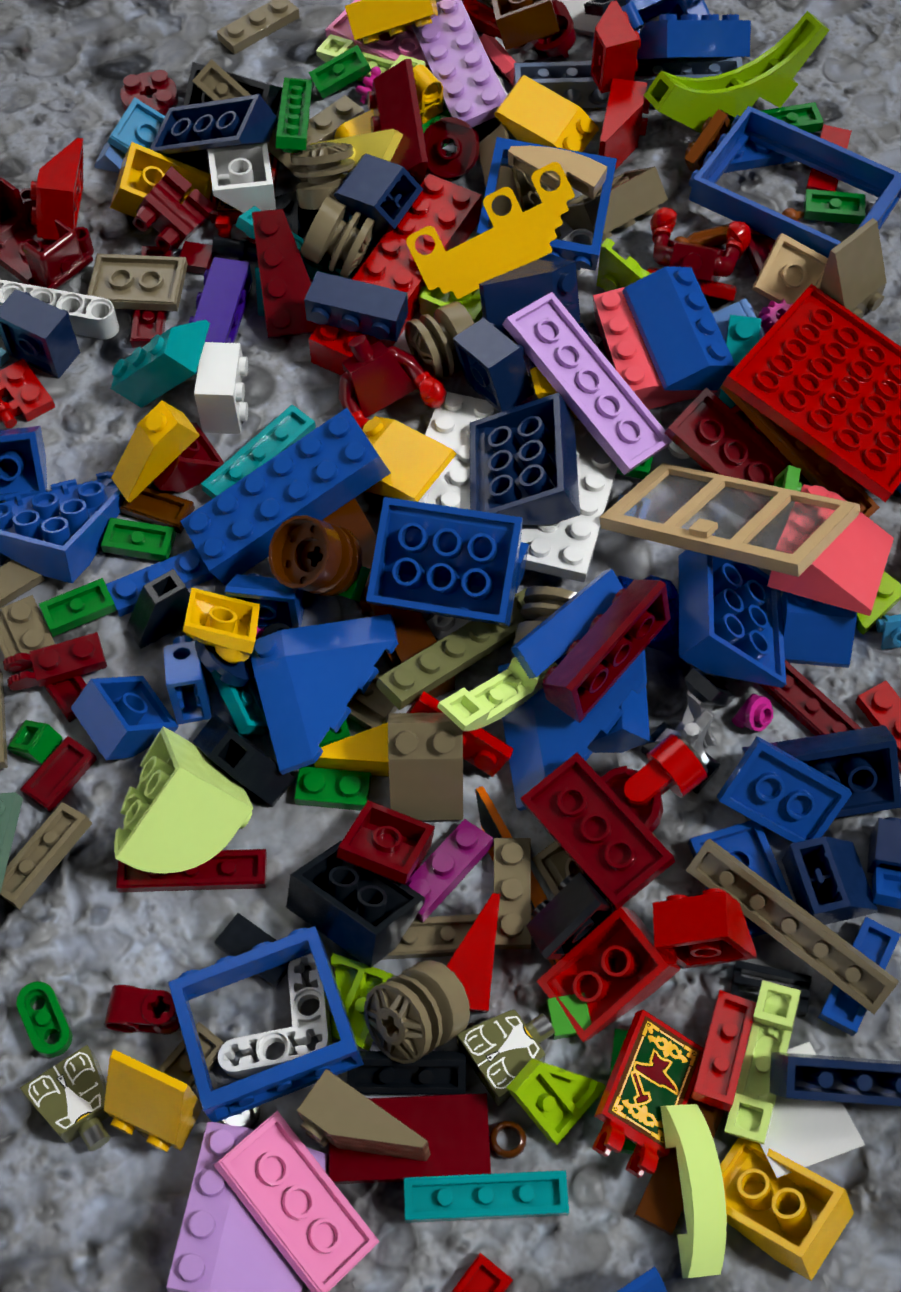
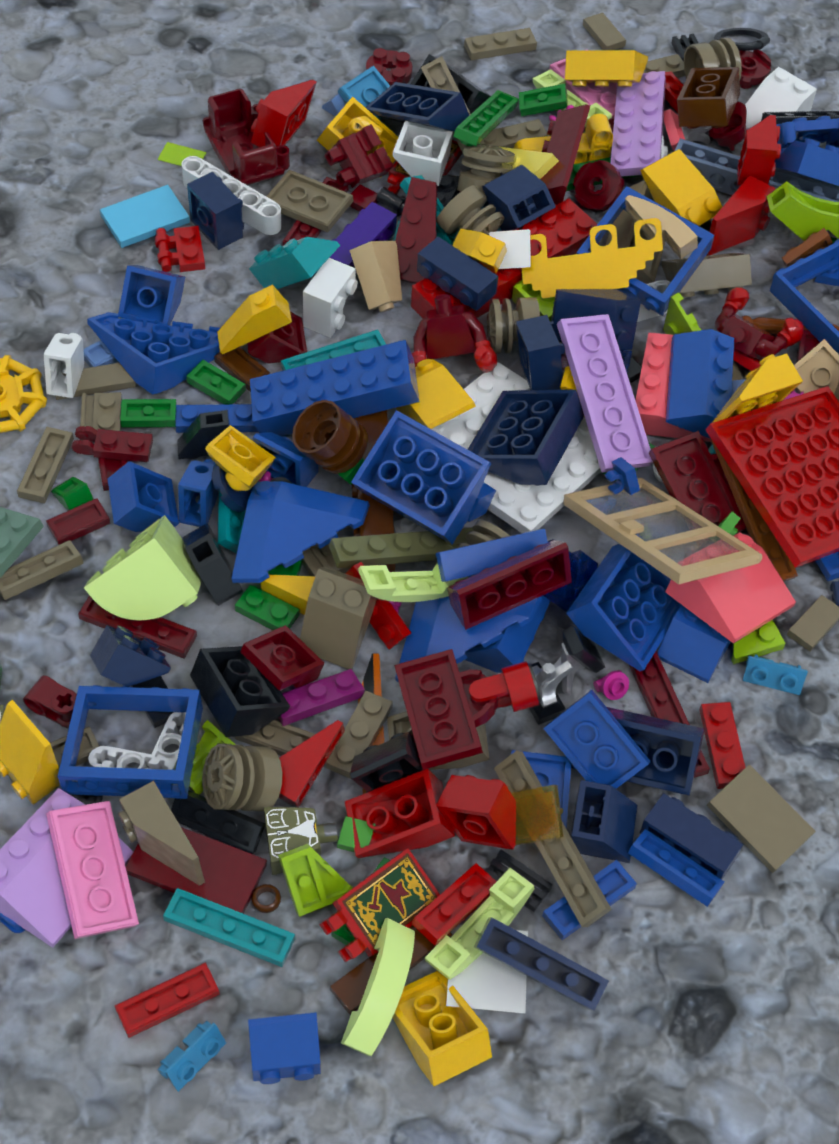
camera: 20 degrees right, 5 degrees down
(155, 171) = (359, 123): none -> yellow arm
(207, 921) = (127, 658): none -> dark blue slope
(264, 339) = (378, 273): none -> tan slope
(369, 266) = (481, 248): none -> yellow slope
(399, 256) = (517, 246): none -> white sticker
(653, 472) = (625, 477): none -> blue tile
(755, 314) = (763, 386): none -> yellow slope
(768, 905) = (538, 815): none -> clear yellow piece

